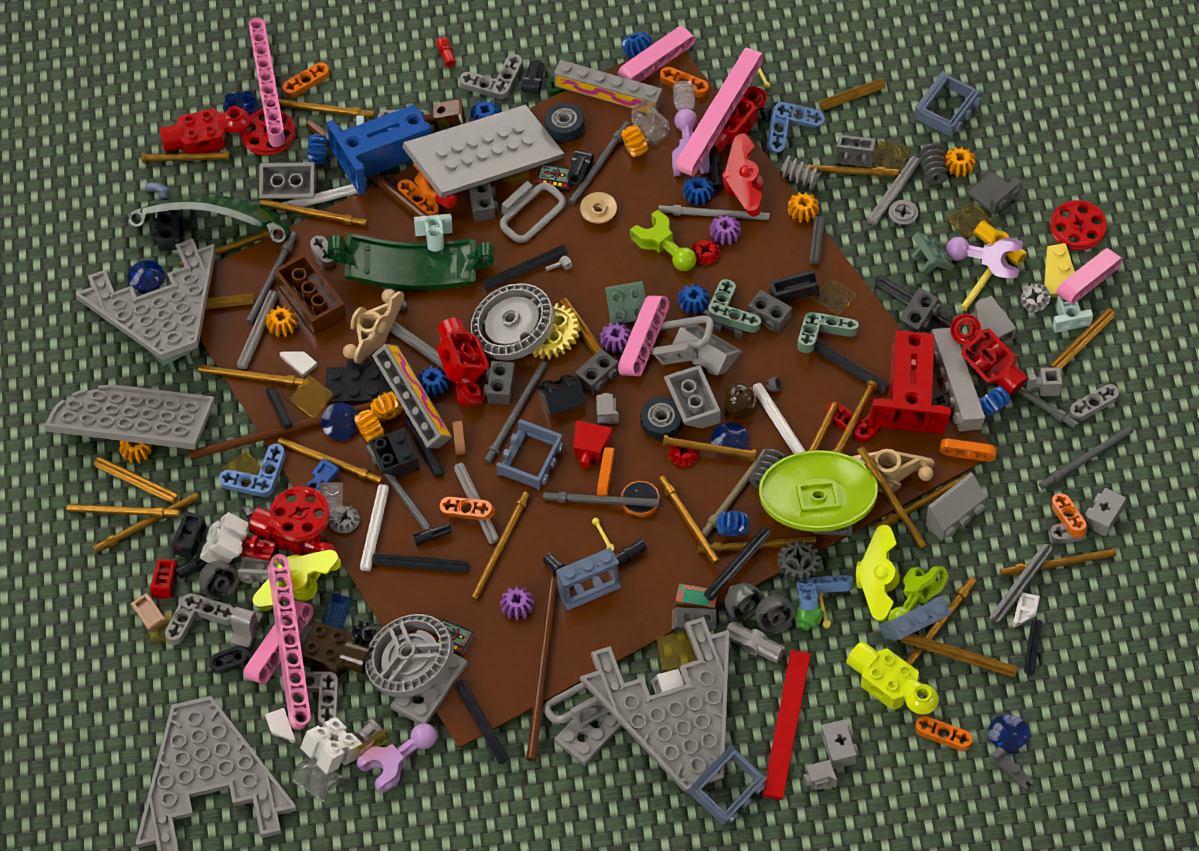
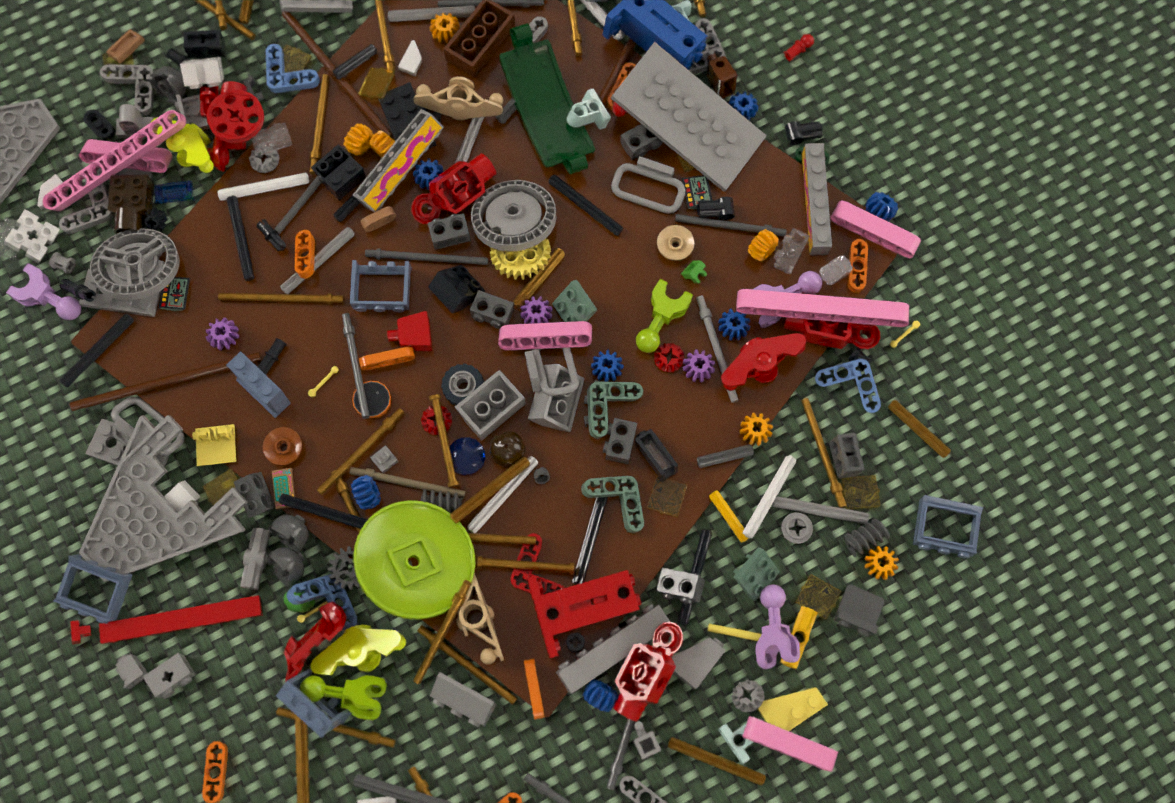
camera: 65 degrees right, 15 degrees up
(163, 590) = (157, 50): red slope -> none
(323, 472) = (301, 124): blue plate -> none
(339, 421) = (358, 112): clear blue dish -> none
(375, 741) = (44, 269): clear yellow piece -> none
(417, 710) = (78, 290): none -> black pin
(495, 85) = (782, 102): light grey beam -> none
(564, 122) = (758, 186): black wheel -> none
(564, 261) = (604, 237): light grey hand -> none
(607, 409) = (455, 332): light grey window -> none
(628, 641) = (215, 445): none -> light yellow hinge
(629, 552) = (307, 410): black pin -> none
(632, 203) = (693, 270): none -> bright green tile
(658, 576) = (276, 439): none -> dark orange dish
(703, 506) = (384, 459): none -> light grey tile
(716, 171) = (766, 332): black pin -> none
(764, 813) = (79, 631): none -> red tile
(774, 421) = (489, 490): none -> pearl gold axle
(800, 173) = (796, 412): light grey piece -> none
(856, 605) = (327, 627): none -> red piece
(867, 220) = (769, 496): none -> white axle
(874, 256) = (728, 515): none -> yellow axle
(891, 679) = (251, 703): neon yellow brick -> none
(1083, 220) = (857, 700): red wedge -> none

